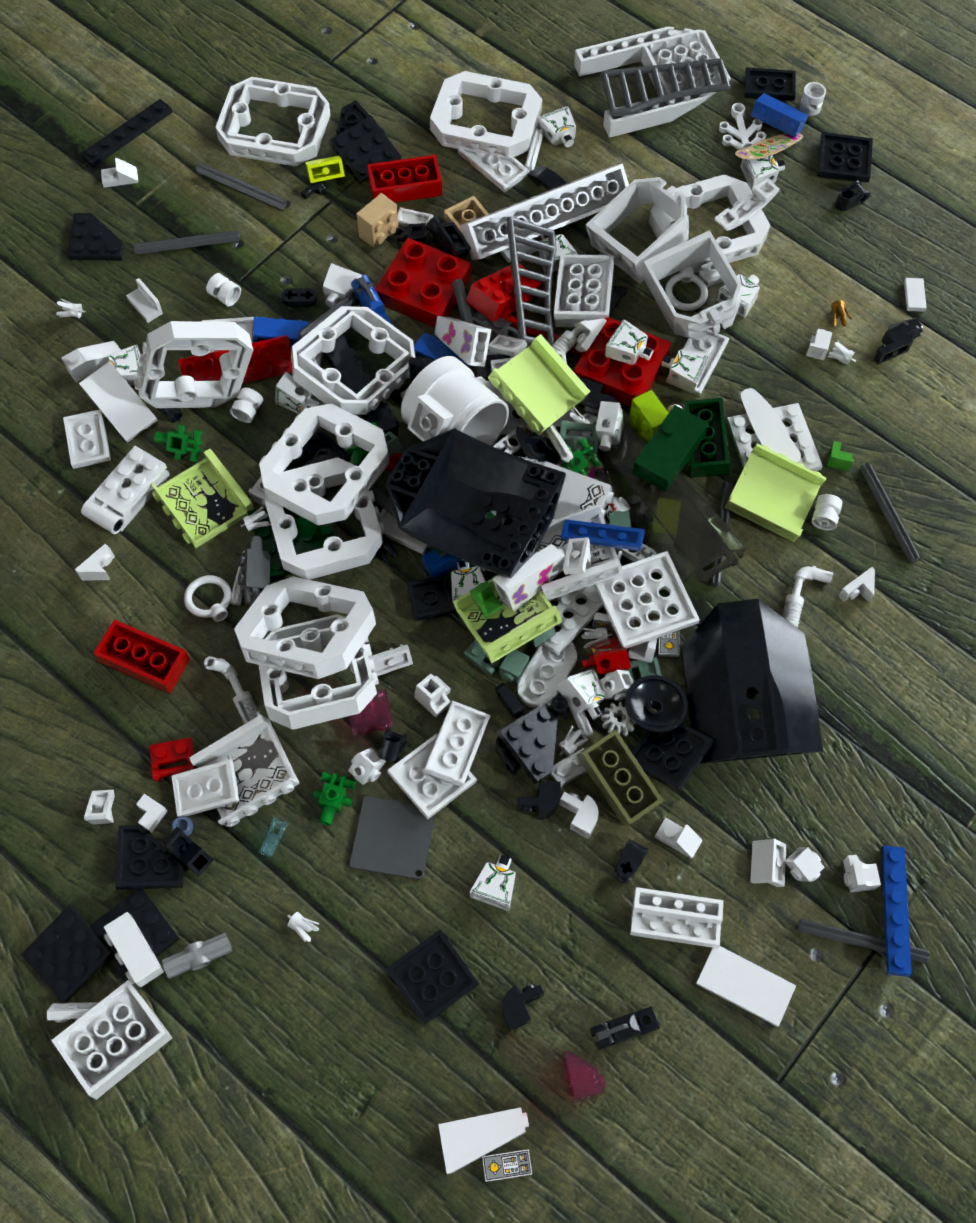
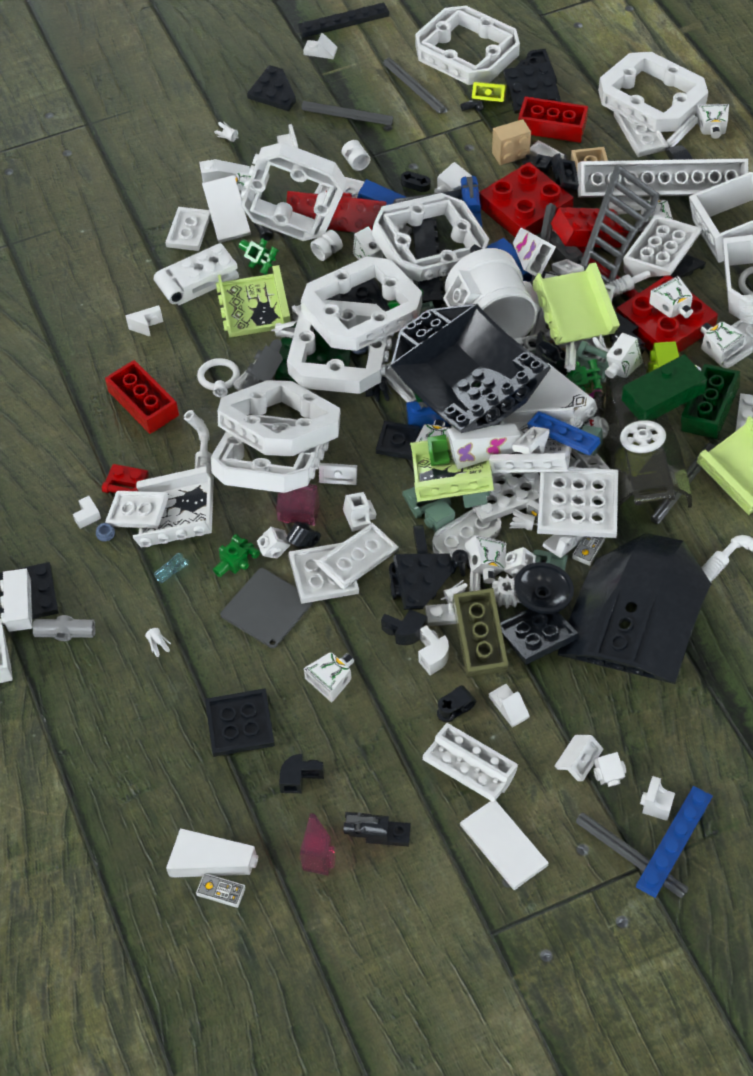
camera: 30 degrees right, 10 degrees down
(99, 807) = (49, 492): white slope -> none
(145, 862) = (62, 545): black plate -> none
(187, 851) = (97, 548): black brick -> none
(590, 331) = (648, 277): white slope -> none
(607, 656) = (529, 537): red torso -> none
(682, 518) = (642, 436): none -> white plate

